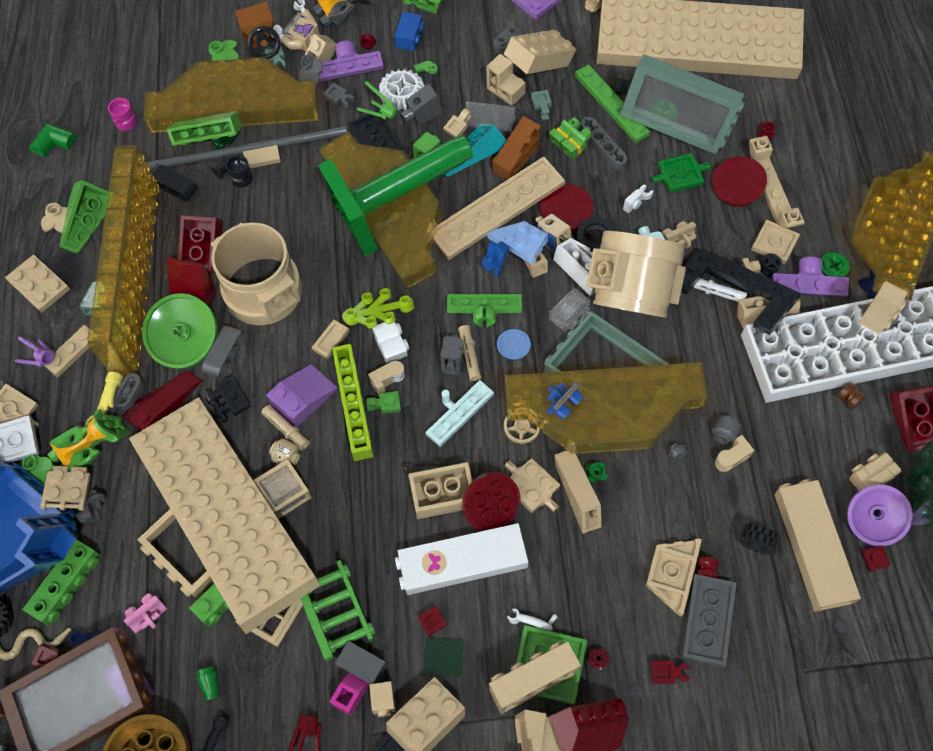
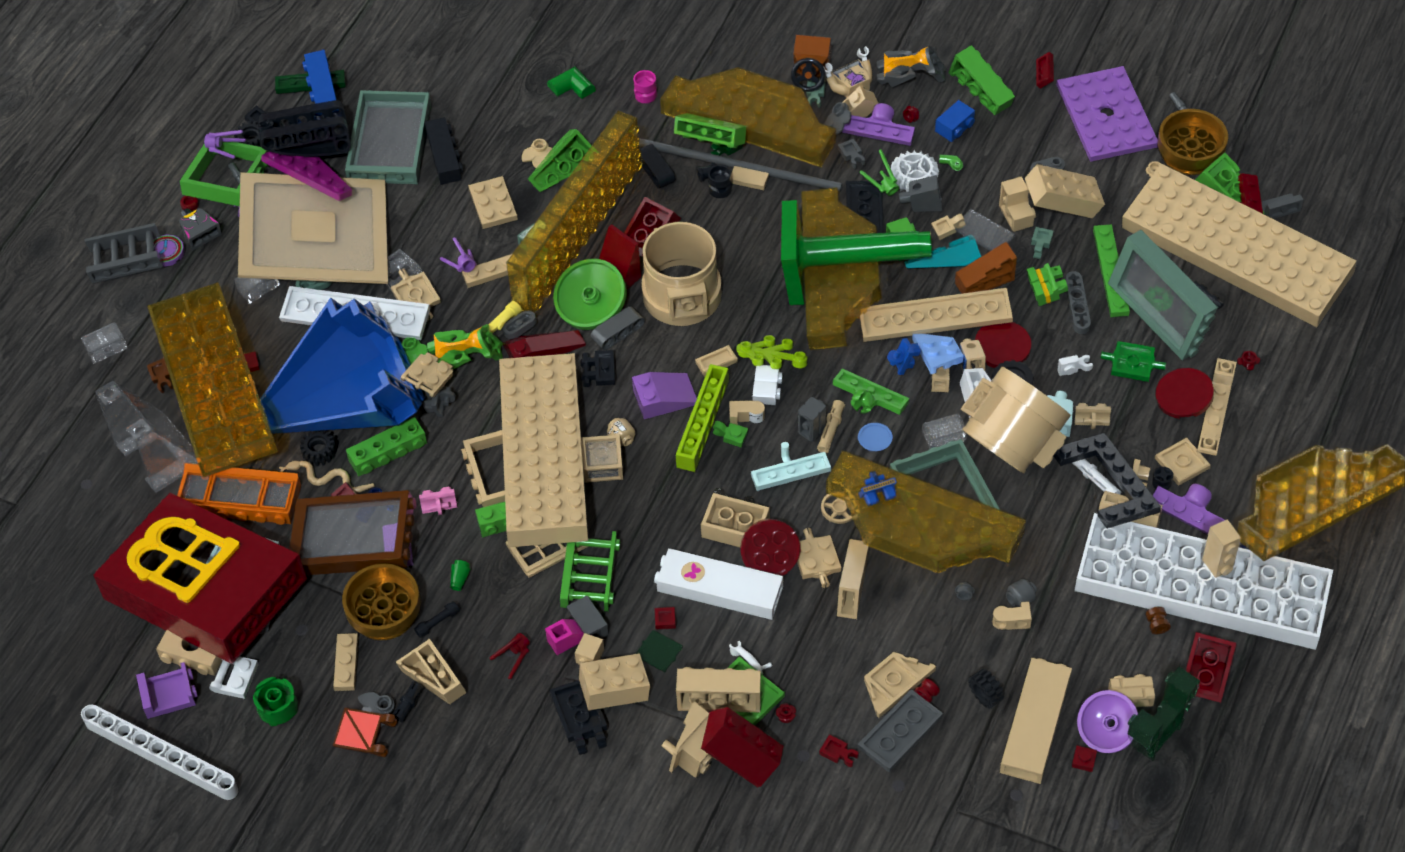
camera: 30 degrees right, 10 degrees down
(223, 50) = (770, 67): bright green plate -> none
(291, 432) = (635, 416): tan pin -> none
(600, 467) = (880, 568): green plate -> none
(835, 259) = (1232, 504): green gear -> none

